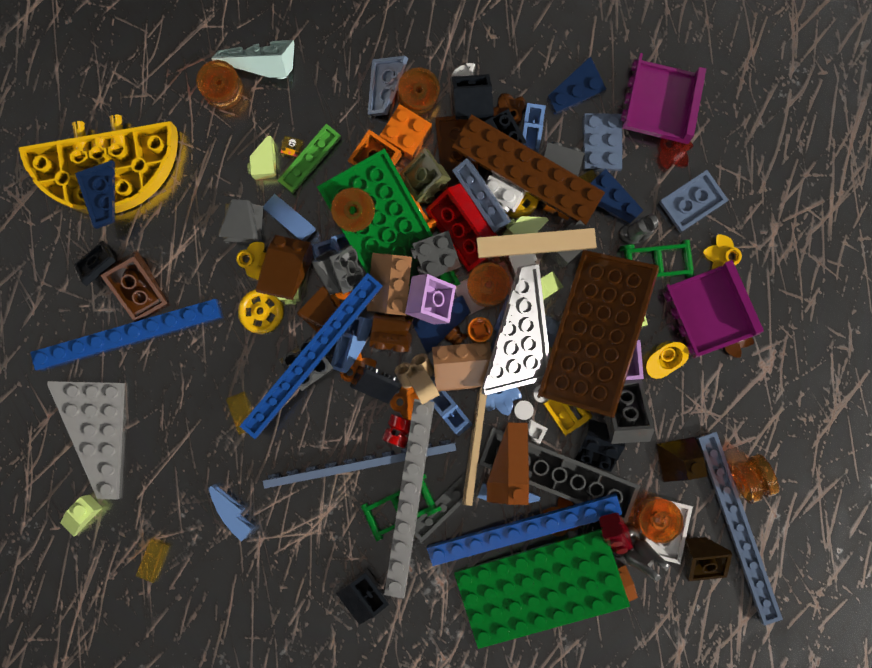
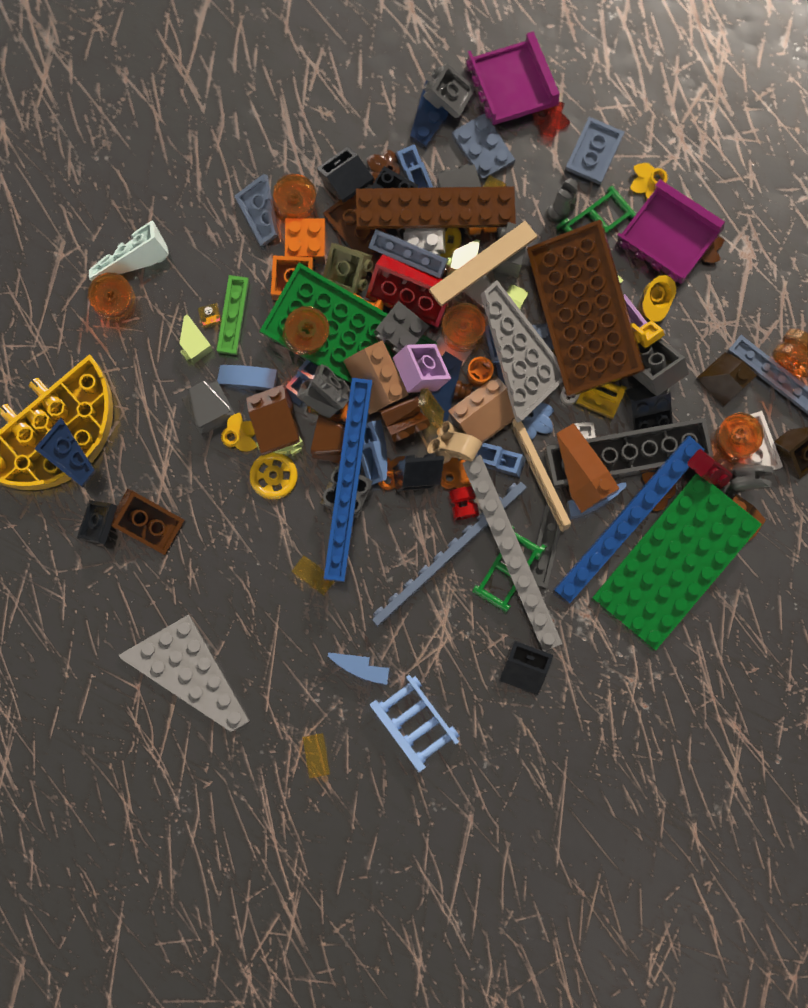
camera: 30 degrees left, 5 degrees down
(80, 514) = (224, 756): yellowish green slope -> none
(125, 334) = (163, 571): blue plate -> none
(227, 576) = (394, 725): none -> light blue fence
(418, 337) = (431, 408): none -> clear yellow tile
(464, 70) = (321, 157): white tile -> none
(523, 410) = (562, 418): white tile -> none
(602, 76) = (448, 90): none -> dark grey plate
(616, 199) = (527, 188): dark blue wing -> none
(637, 386) = (648, 333): none -> yellow bracket

